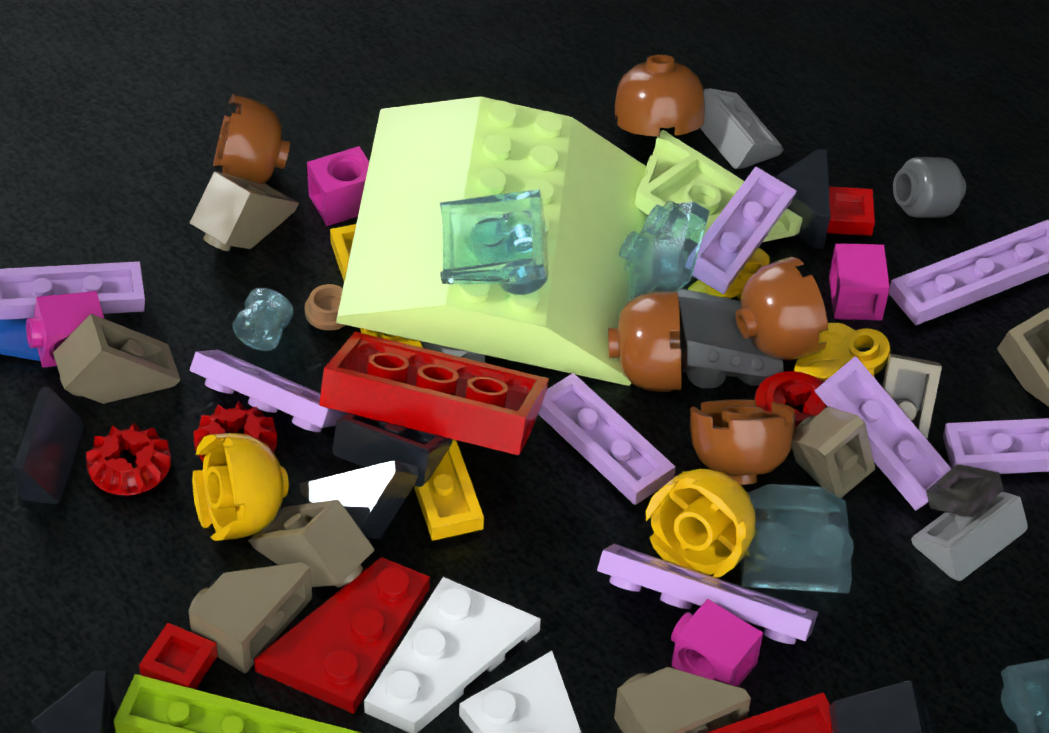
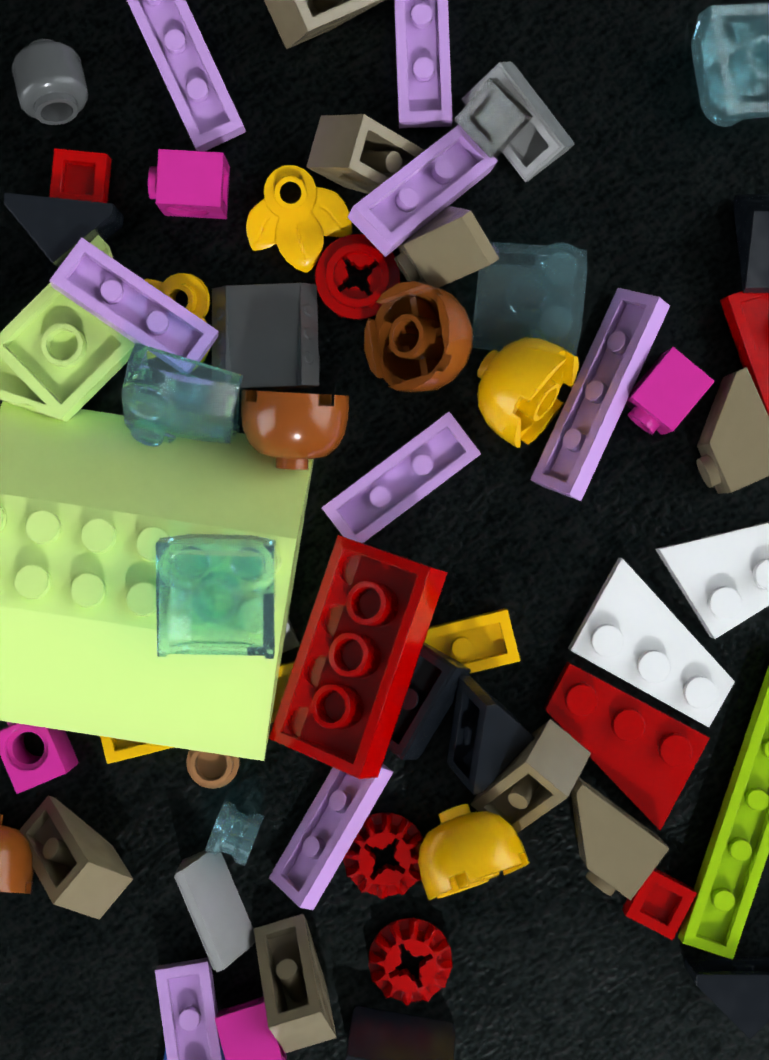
camera: 85 degrees left, 40 degrees up
(192, 306) = (215, 908): none -> light grey slope
(783, 311) = (267, 278): dark orange cylinder -> none

